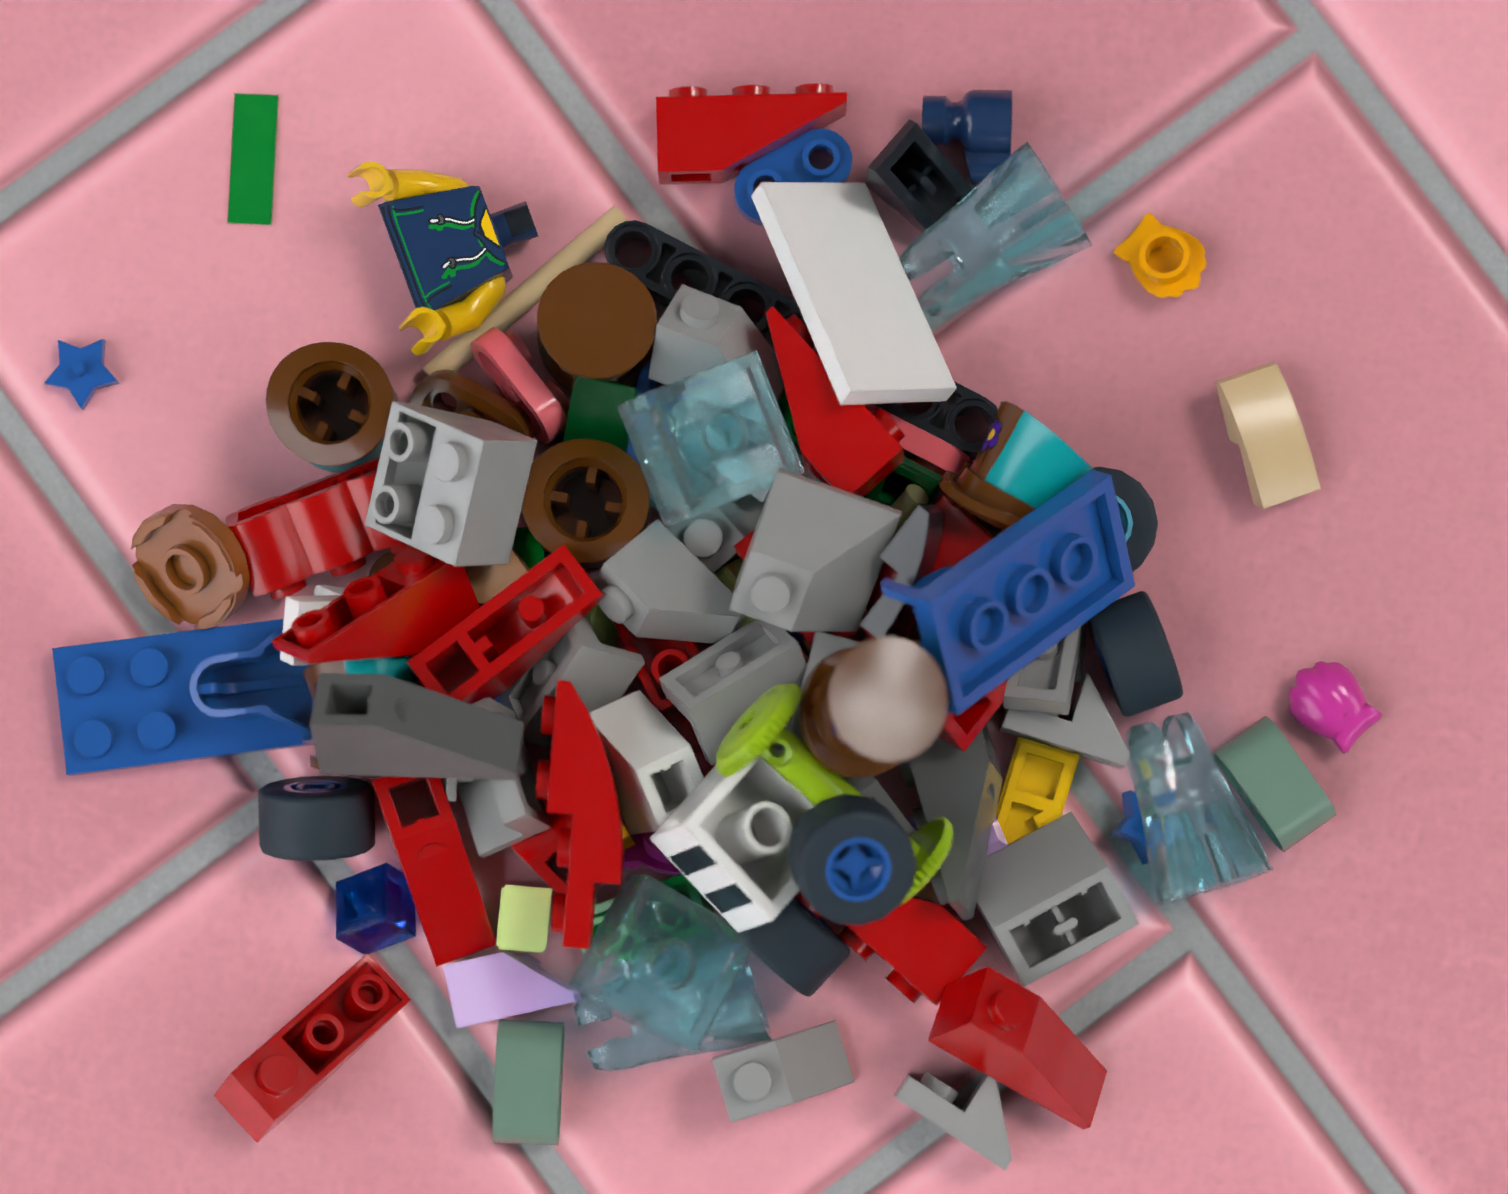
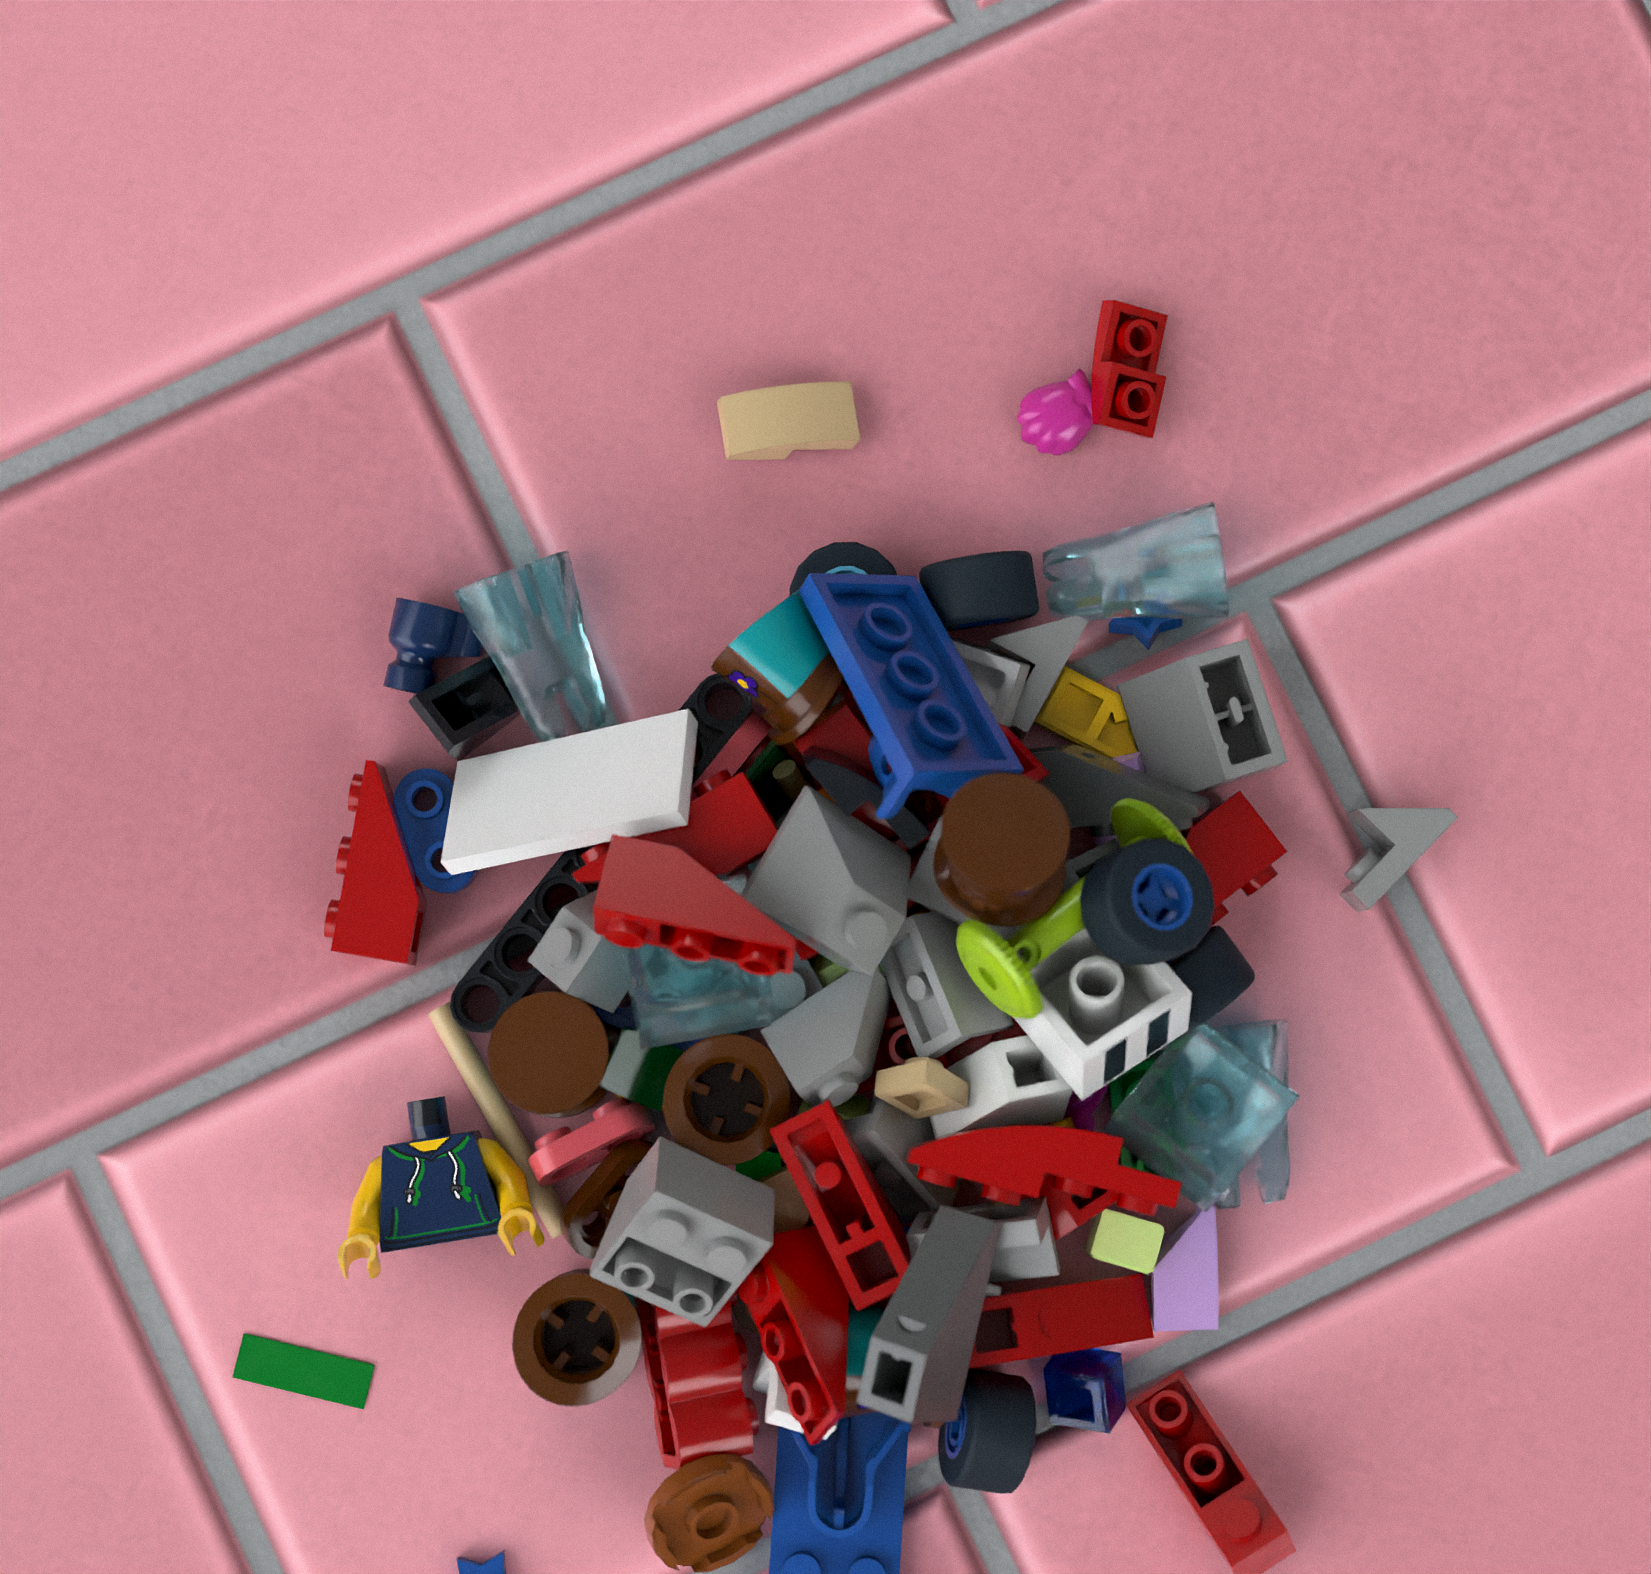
camera: 85 degrees left, 0 degrees up
(528, 1082) = (1284, 1267): sand green beam -> none
(632, 686) = (921, 1088): none -> tan plate
(761, 401) = (674, 903): none -> red slope
(782, 1071) = (1320, 1014): light grey slope -> none
(1019, 1043) = (1339, 780): red slope -> none
(1163, 258) = (593, 485): light orange animal -> none
(1274, 783) = (1128, 484): sand green beam -> none
(1391, 758) = (1125, 360): none -> red slope

